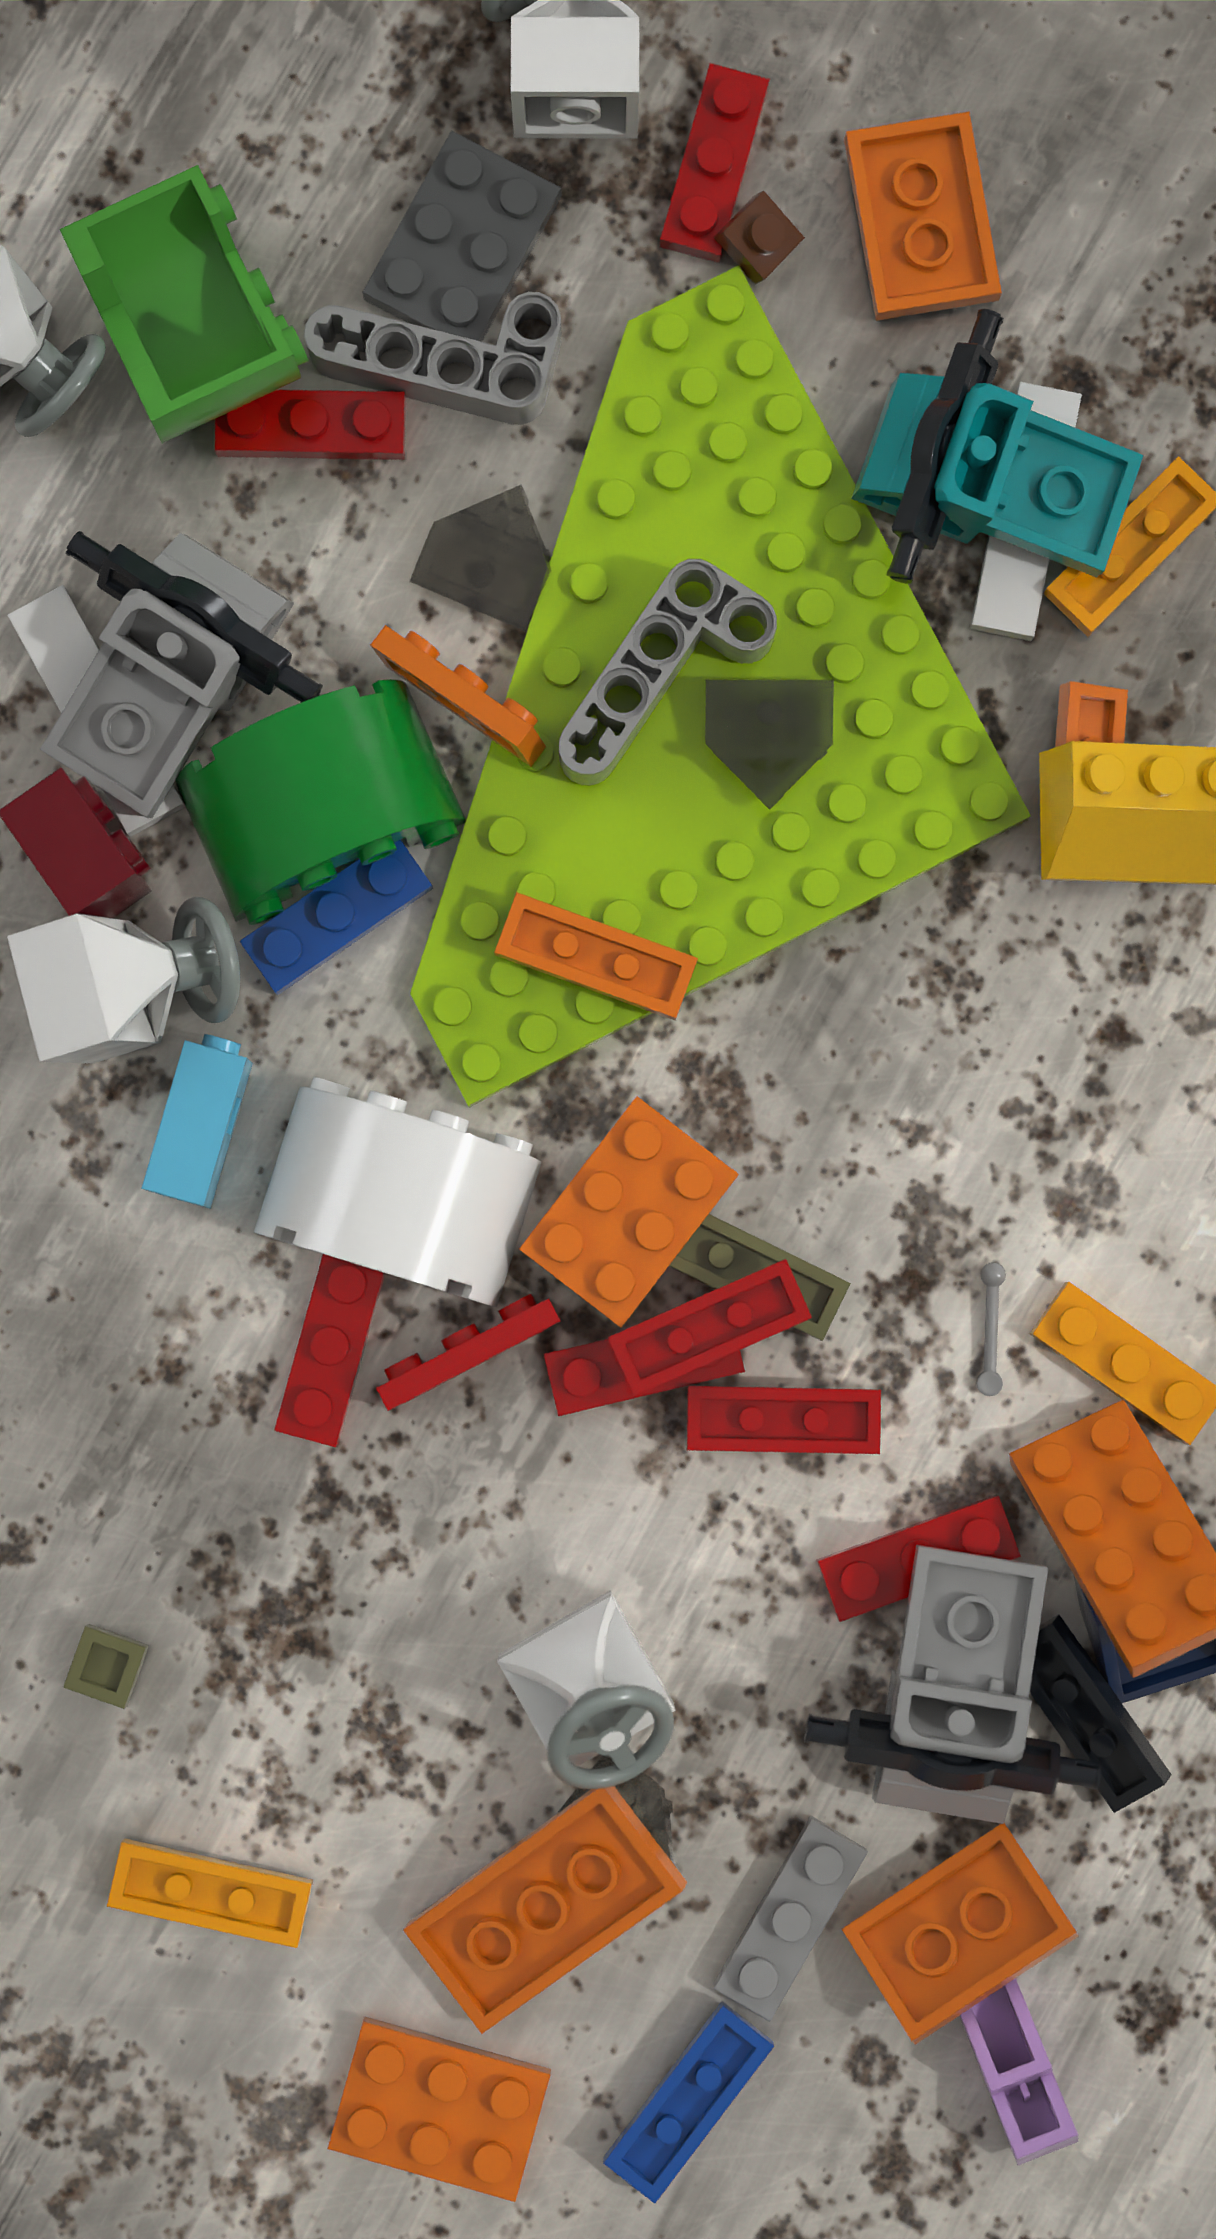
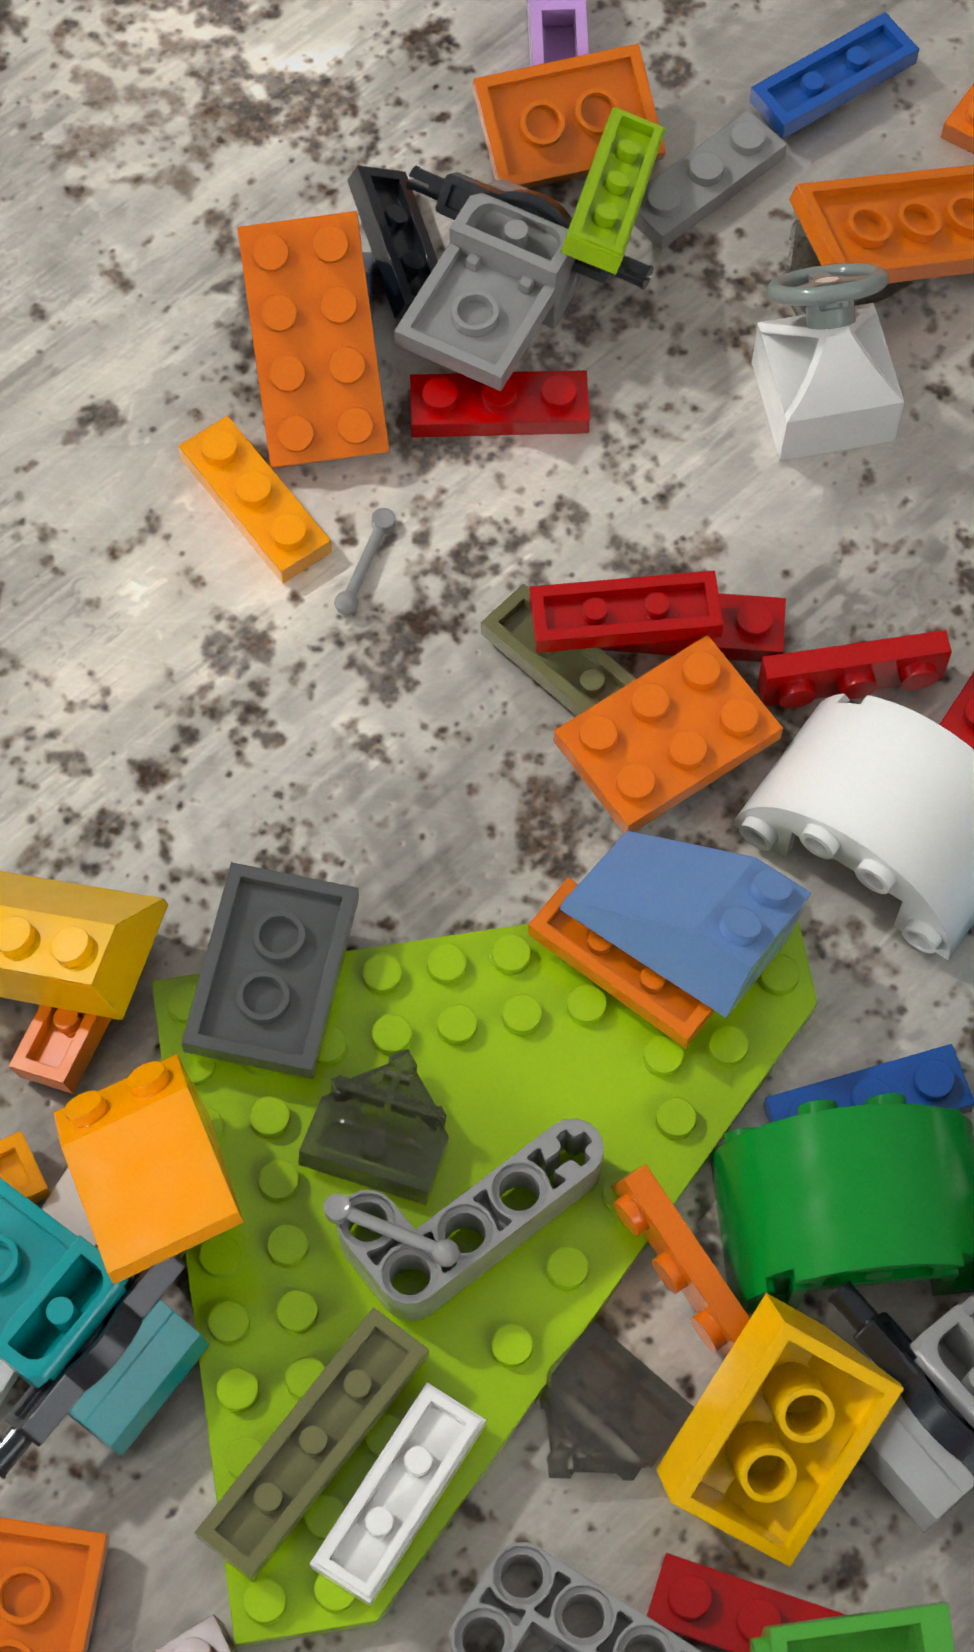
camera: 160 degrees left, 20 degrees down
(337, 562) = (777, 1431): none -> yellow slope
(554, 1012) = (690, 913): none -> medium blue slope
(642, 418) = (398, 1494): none -> white tile
(728, 431) = (312, 1444): none -> olive plate
(775, 620) = (339, 1210): none -> light grey hinge
(783, 1419) = (578, 534): red plate -> none
(876, 1821) = (613, 191): none -> lime tile
(921, 843) = (271, 970): none -> dark grey plate
(955, 597) = (147, 1167): none -> light orange slope

